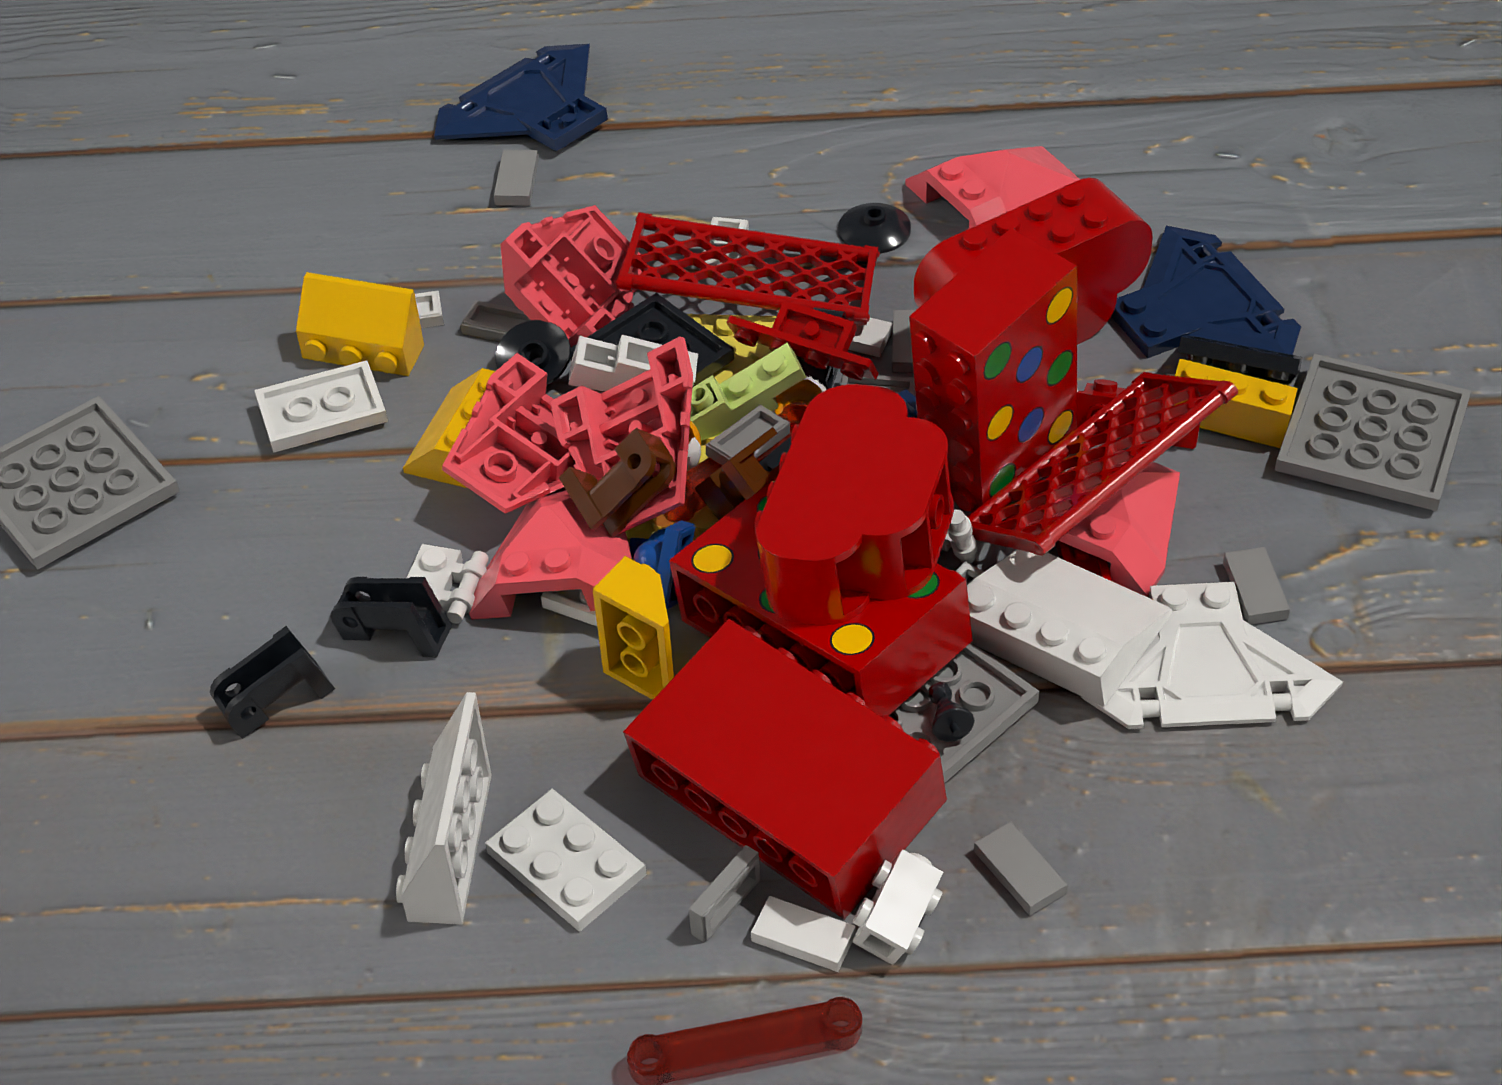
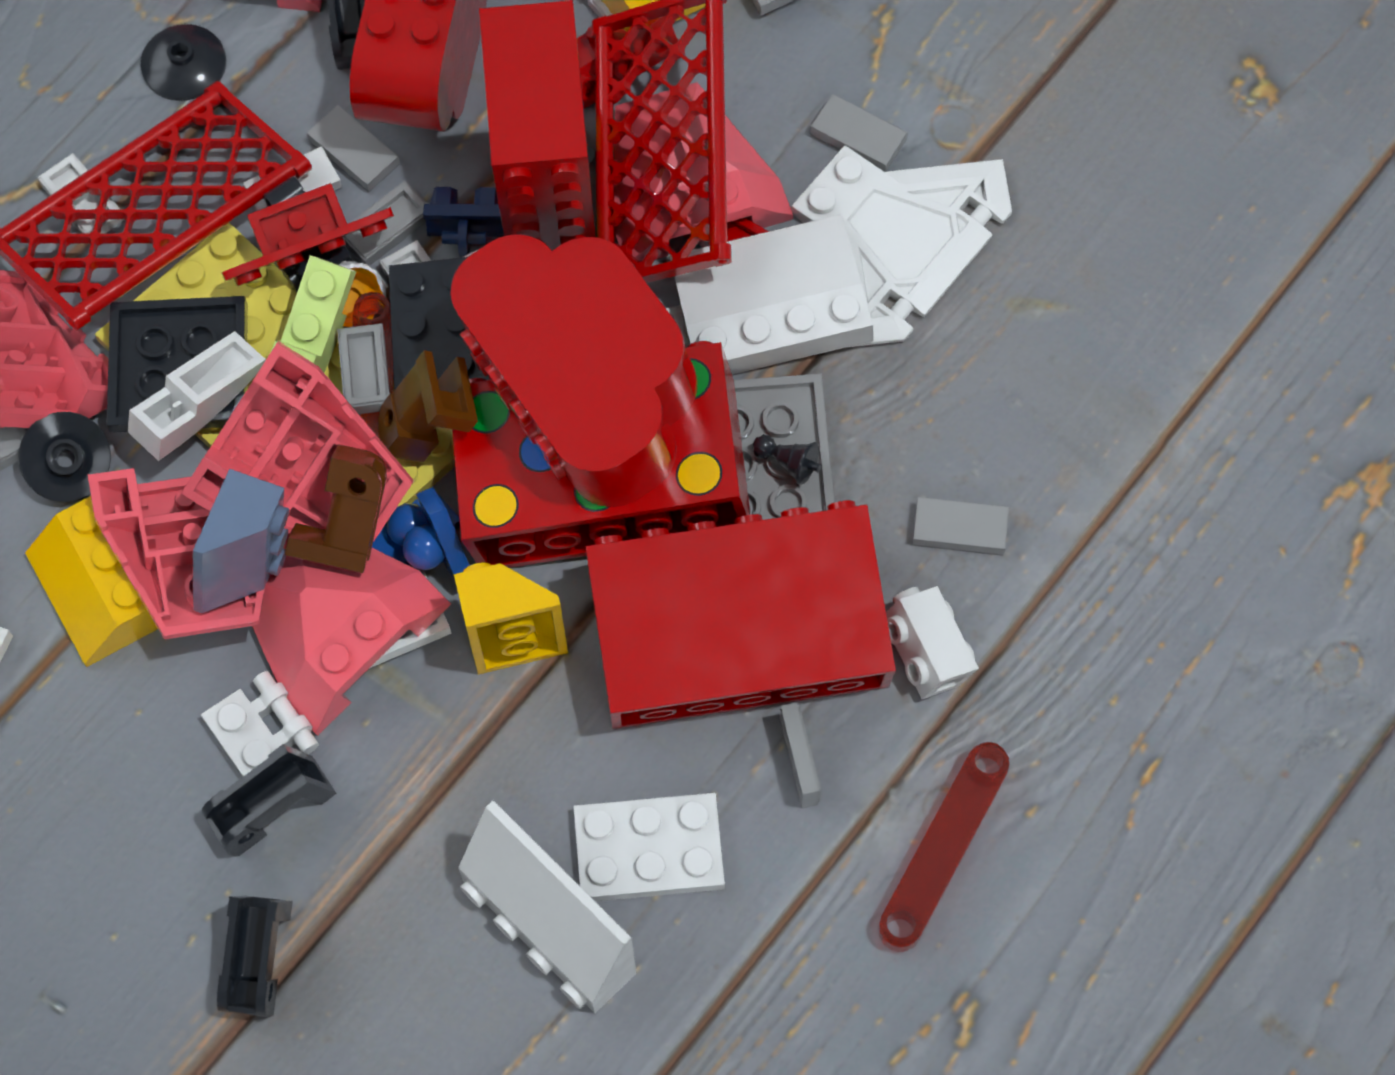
camera: 50 degrees left, 20 degrees up
(528, 433) = (239, 542): none -> sand blue slope
(803, 933) = (880, 727): white tile -> none

